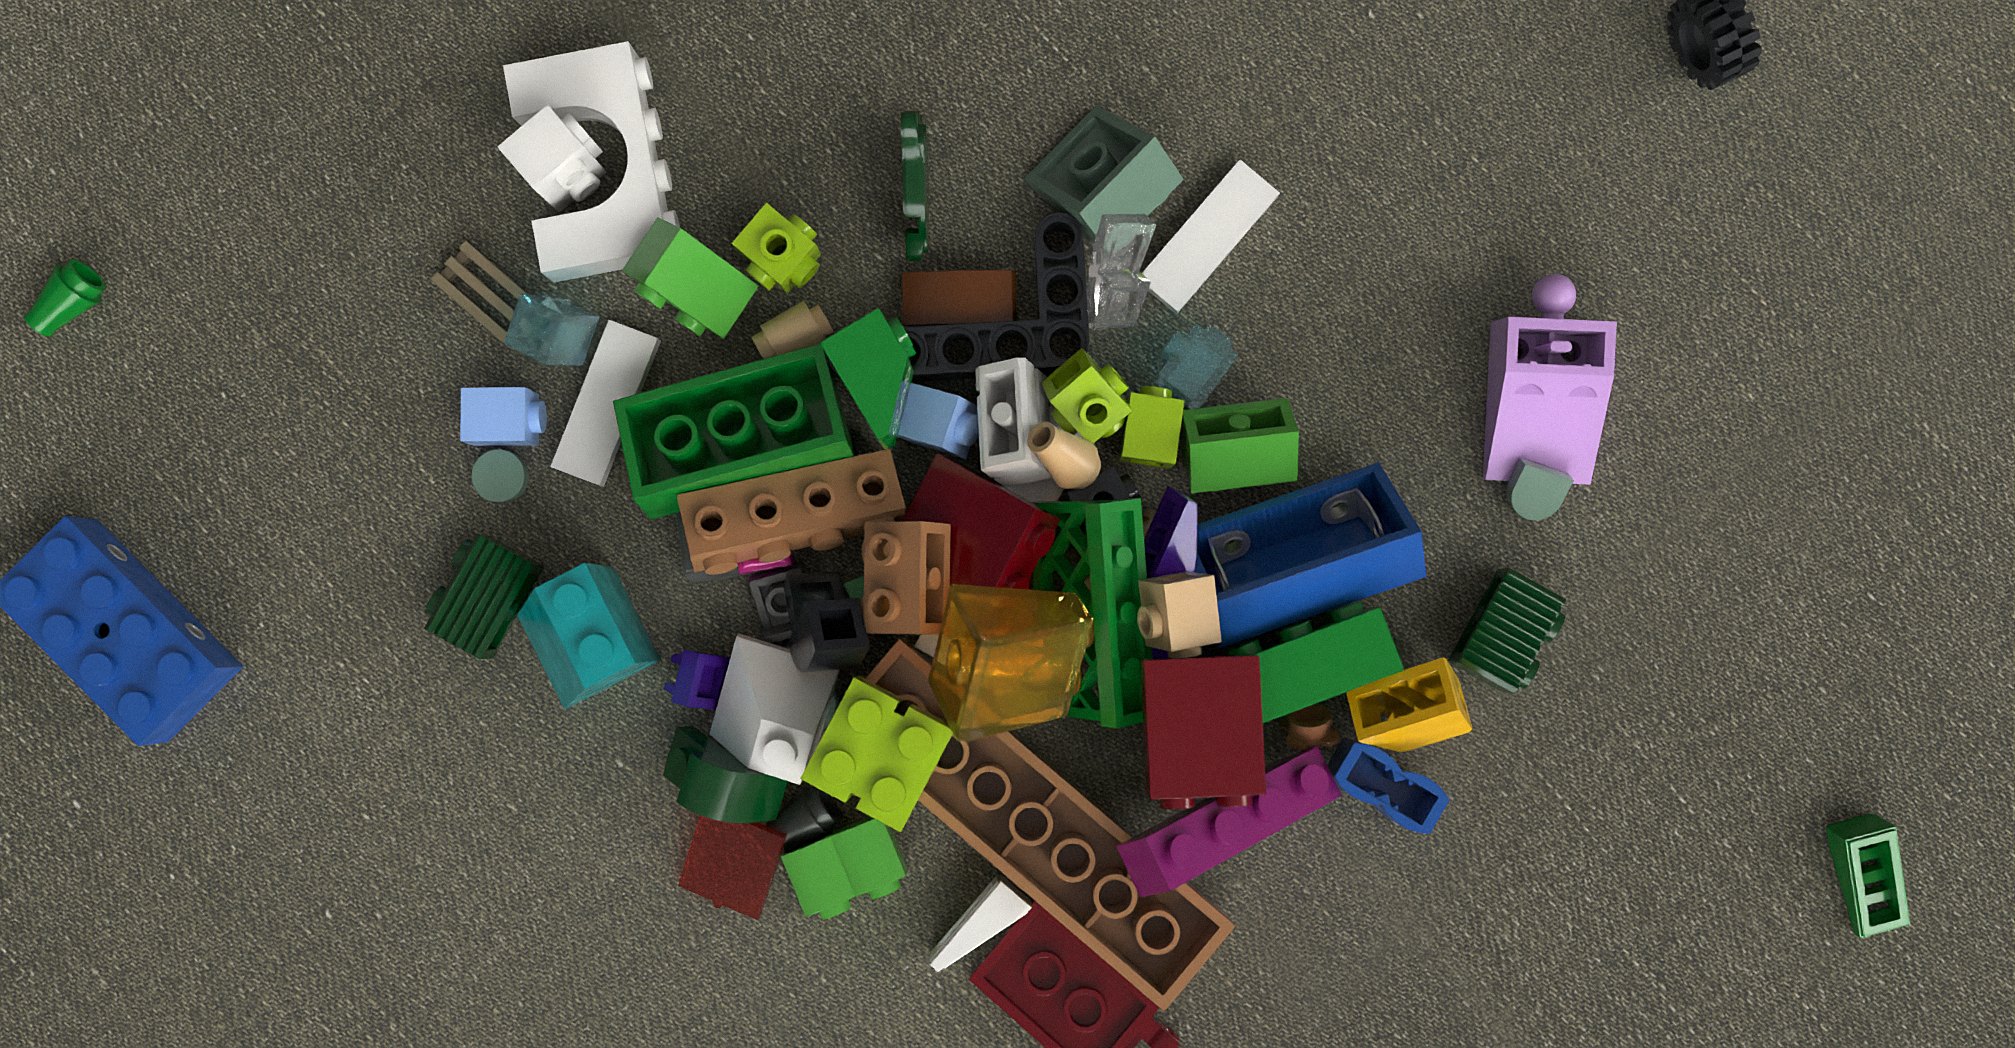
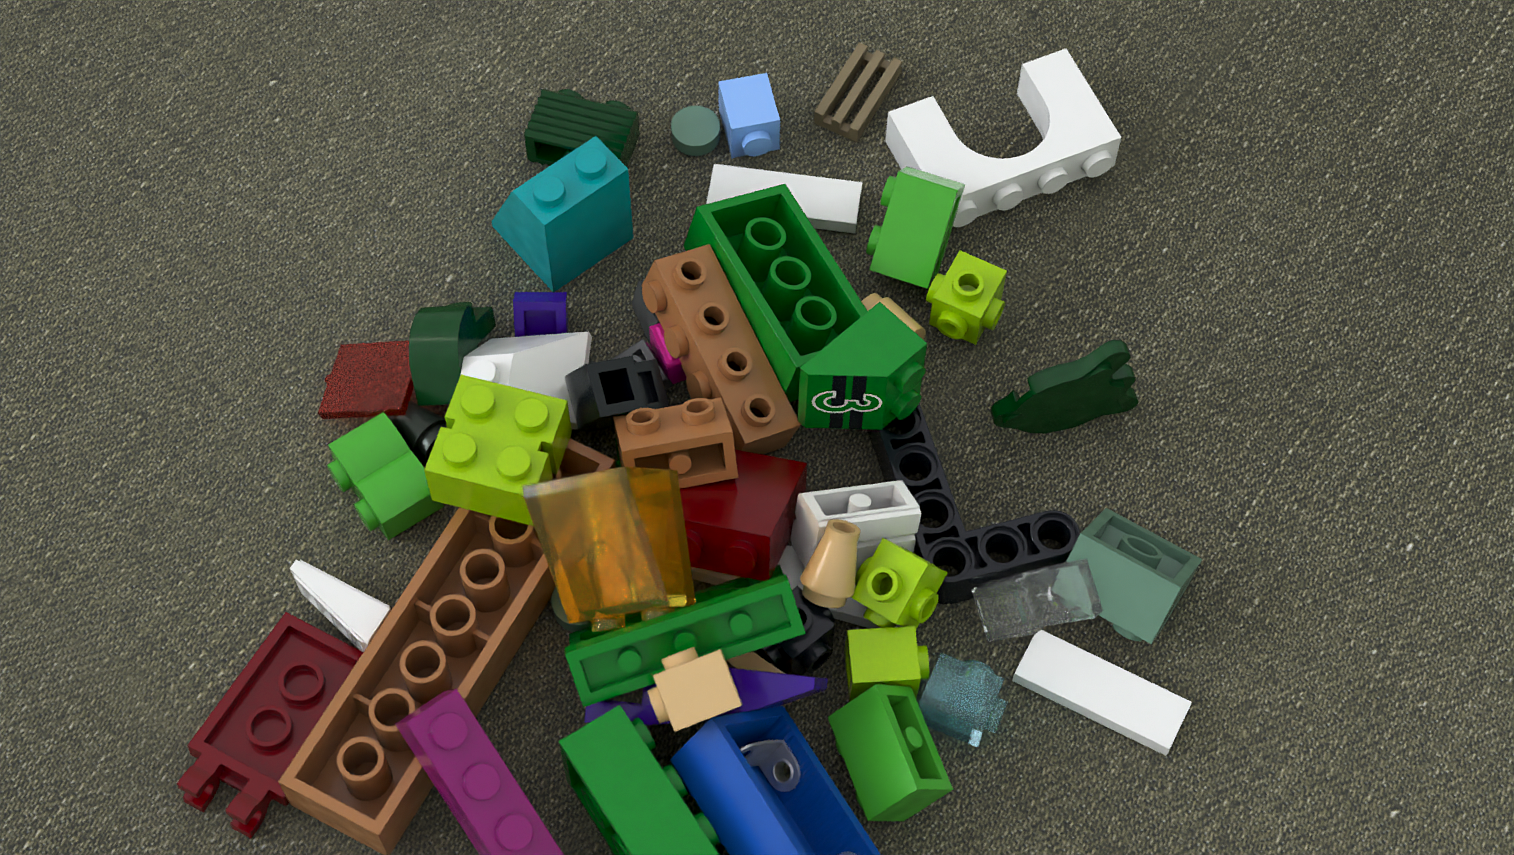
camera: 75 degrees right, 25 degrees down
(551, 329) = (838, 133): clear light blue brick -> none
(555, 158) = (994, 101): white brick -> none
(939, 421) = (839, 458): light blue brick -> none
(958, 297) = (969, 466): reddish brown slope -> none
(1203, 730) = (580, 729): dark red brick -> none

